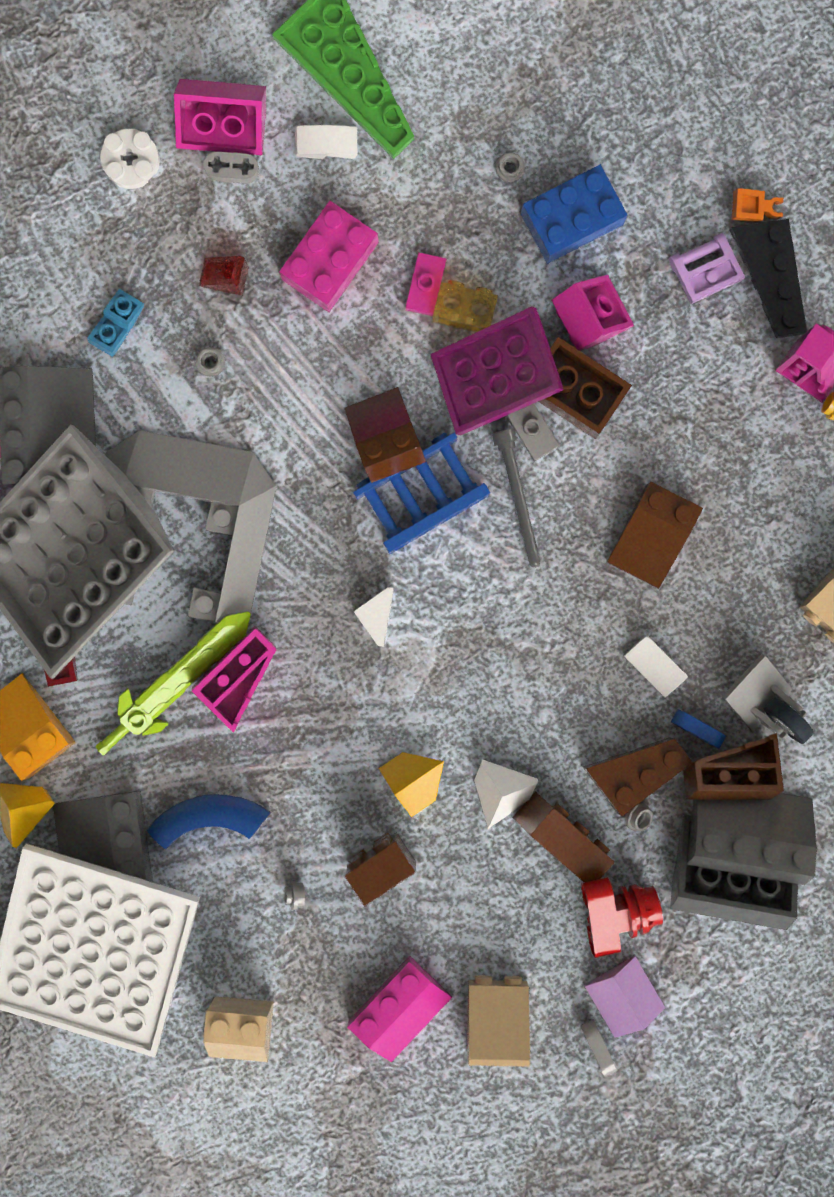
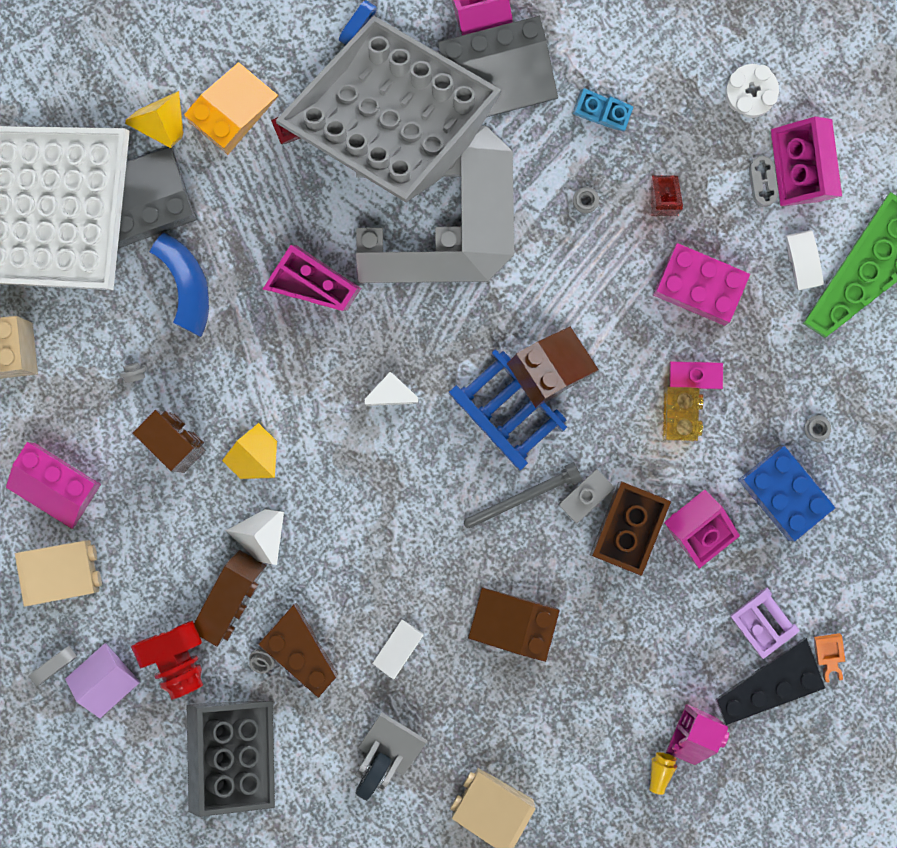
camera: 80 degrees right, 0 degrees up
(141, 714) = (263, 206): lime sword -> none
(496, 371) = (629, 453): magenta plate -> none
(698, 729) = (350, 698): blue beam -> none
(737, 774) = (316, 740): reddish brown wedge -> none
(755, 837) = (268, 763): dark grey slope -> none

